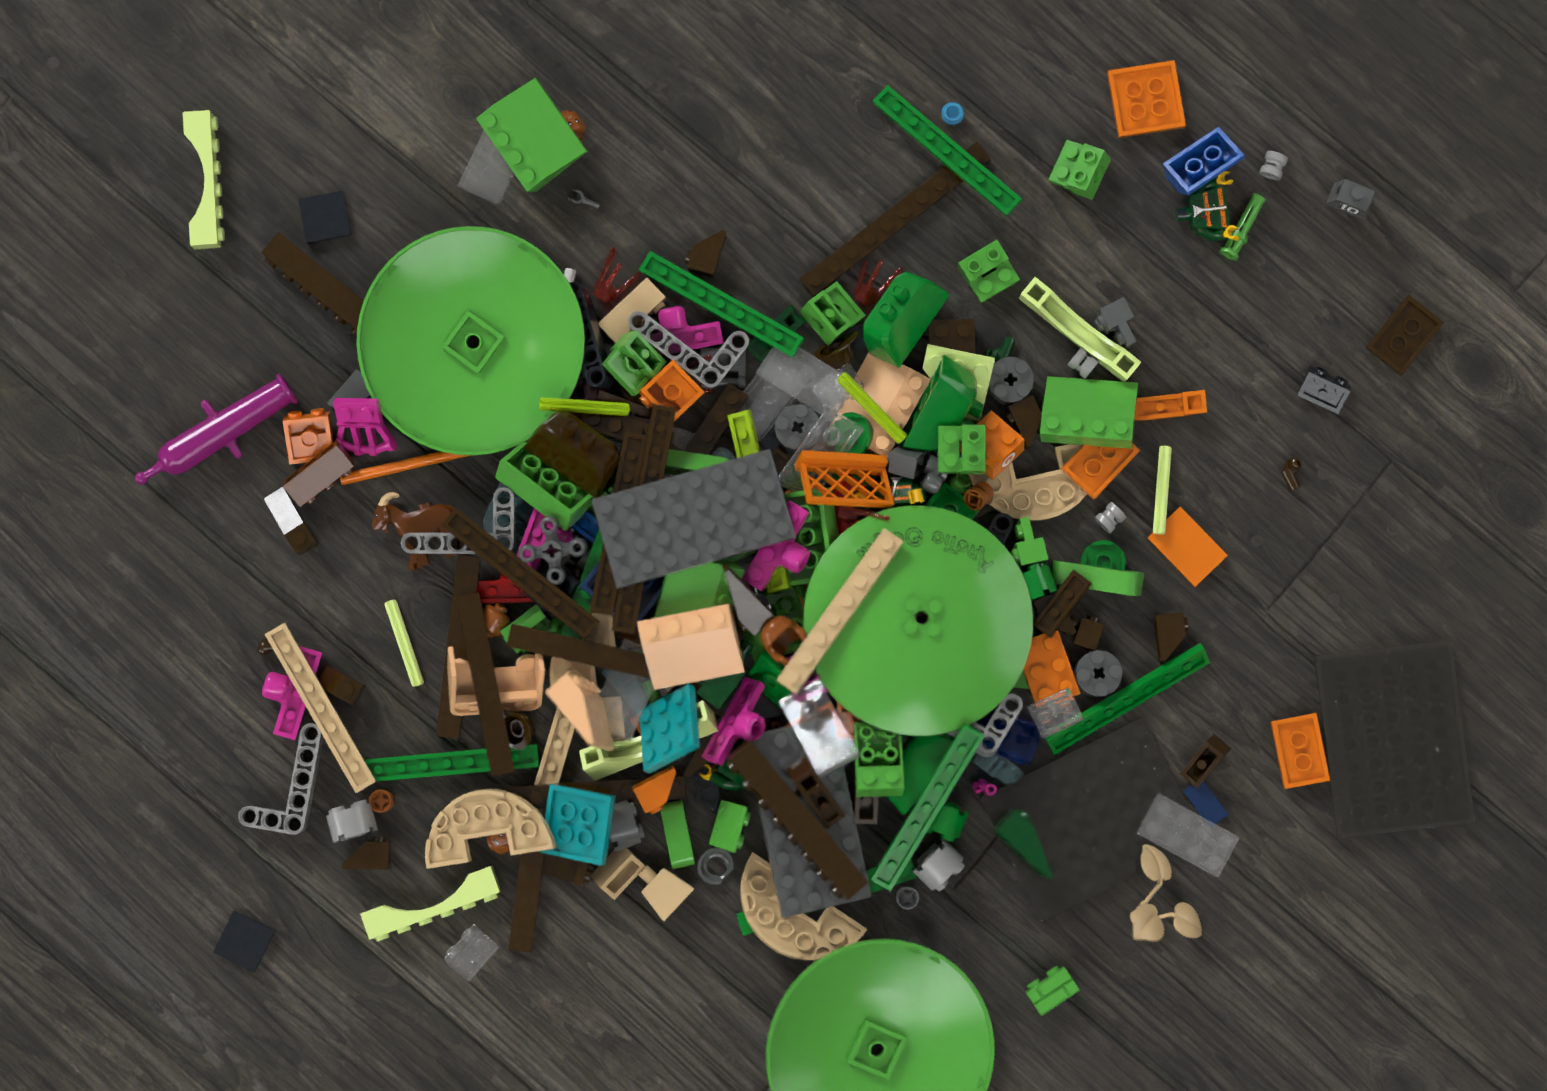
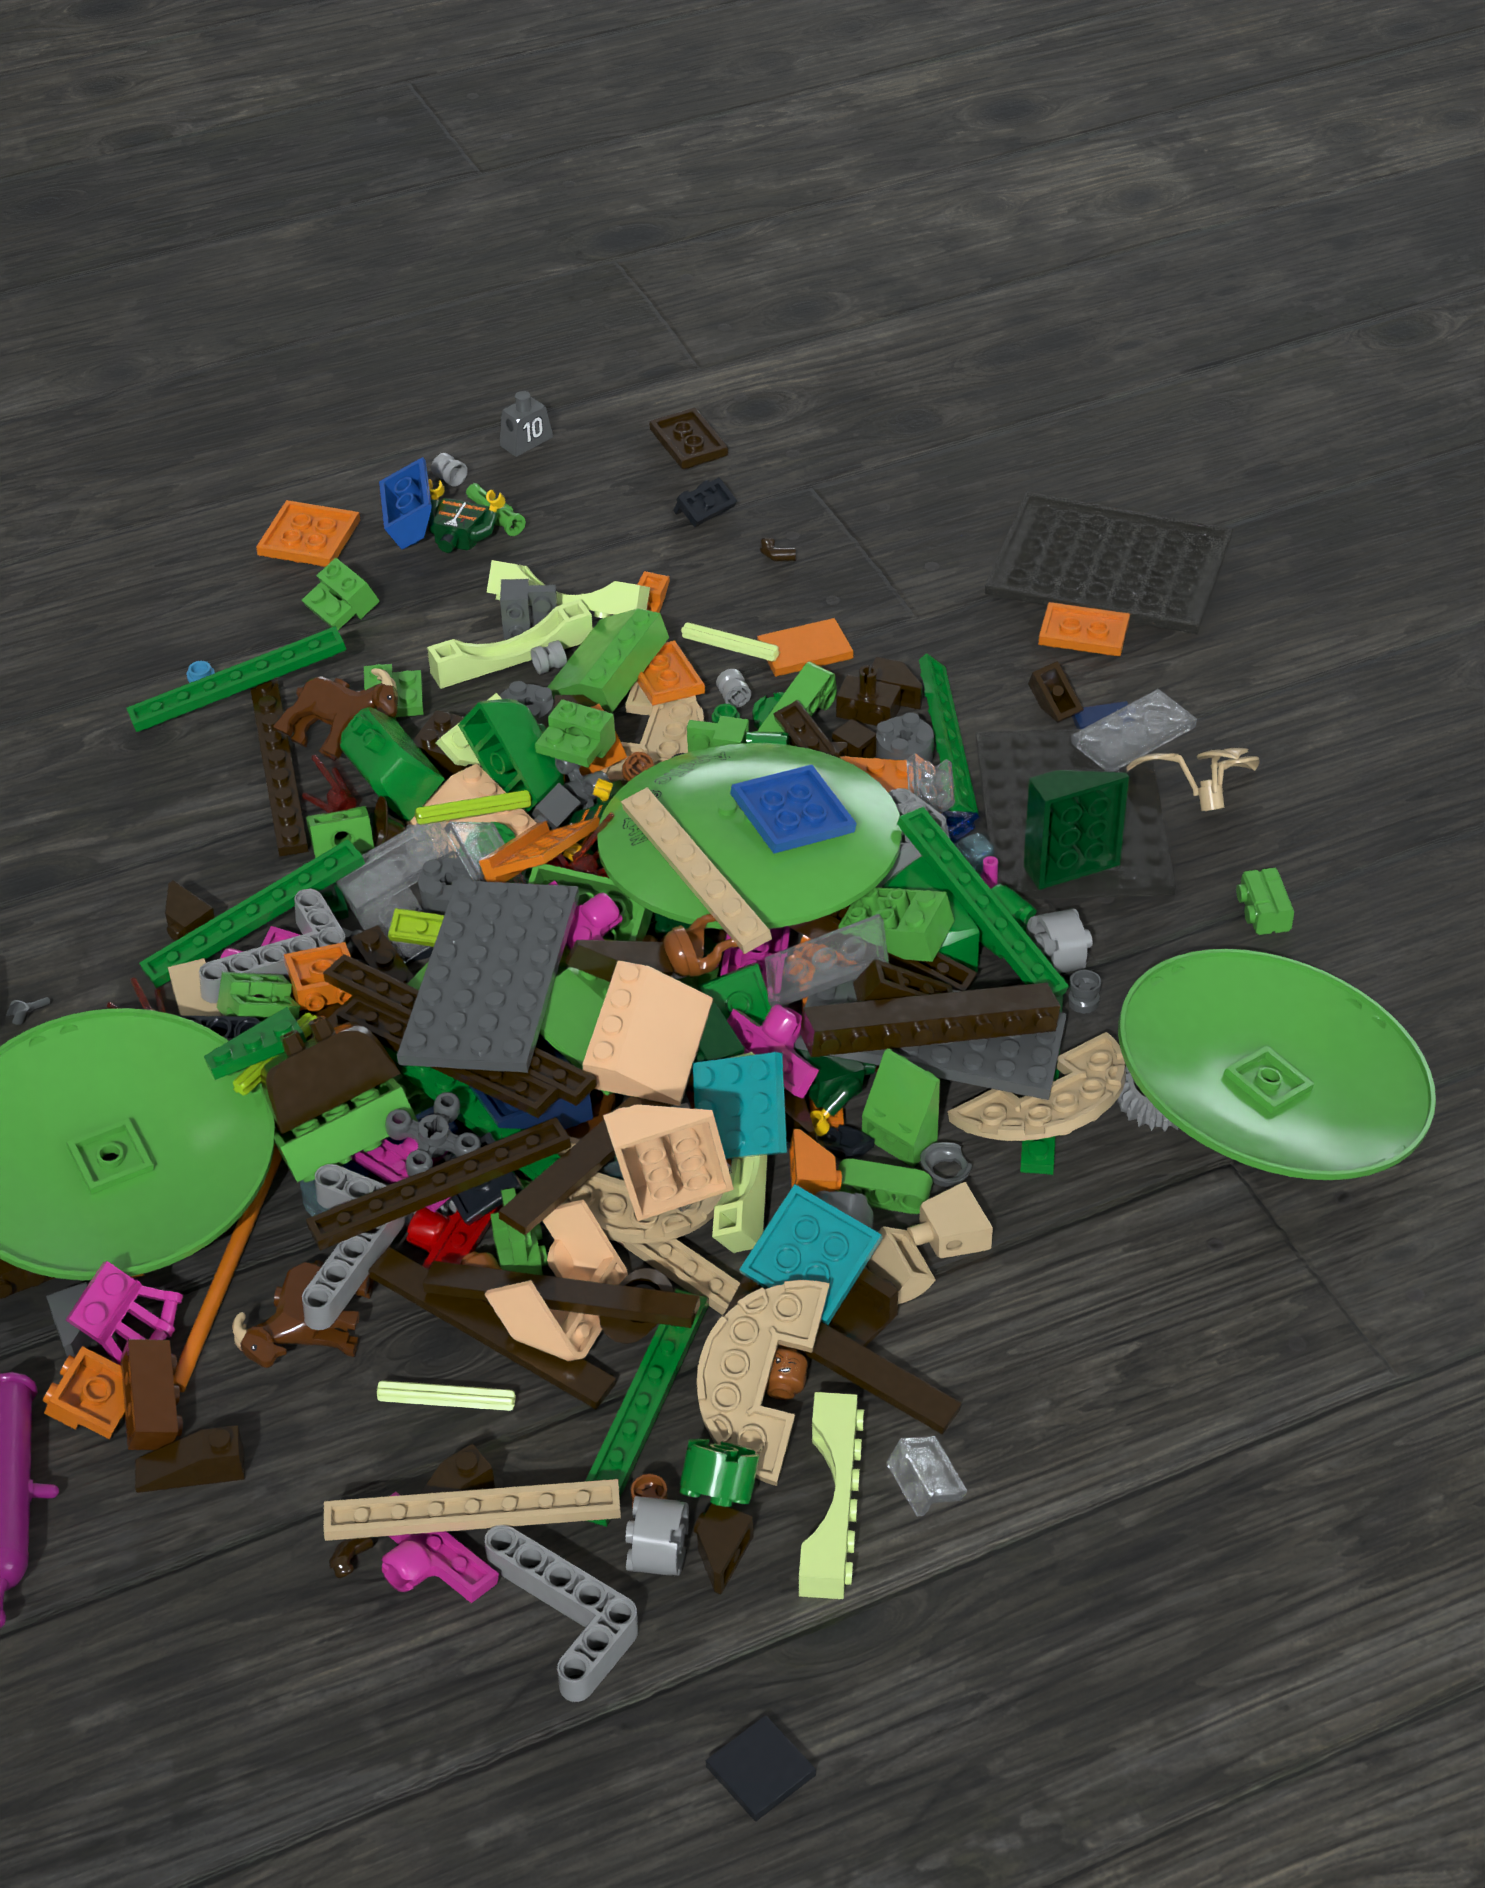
camera: 65 degrees left, 40 degrees down
(406, 837) = (719, 1471): none -> green brick
(579, 395) = (252, 1045): none -> green wing
(921, 654) = (793, 808): none -> blue plate
(943, 247) = (336, 706): none -> reddish brown animal
(1079, 525) = (724, 710): none -> green plate
(1138, 624) = (867, 699): none -> dark brown brick
(1151, 299) = (612, 599): none -> yellowish green arch

